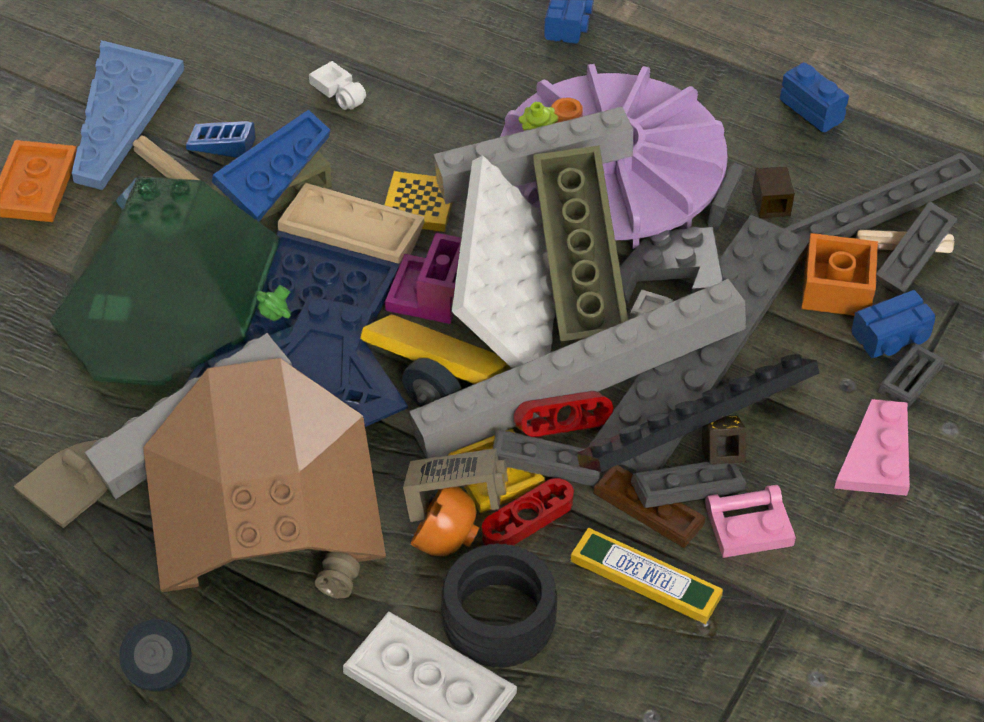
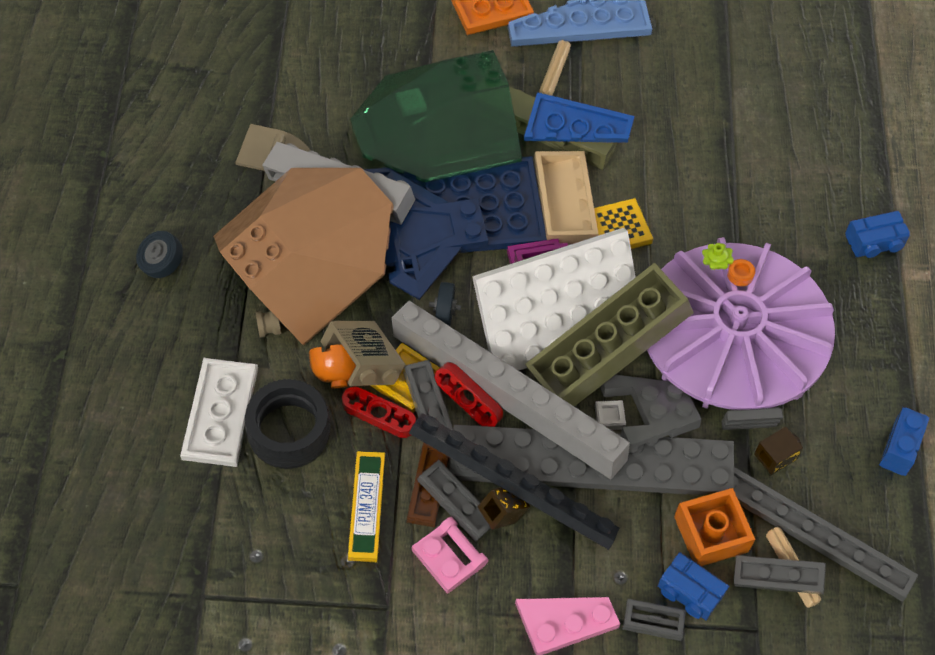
camera: 60 degrees right, 10 degrees up
(231, 138) = (603, 100): blue slope -> none
(273, 304) = (457, 182): bright green plant -> none
(335, 80) = (696, 123): white plate -> none
(417, 341) = (471, 262): yellow tile -> none
(515, 152) = (701, 286): light grey brick -> none

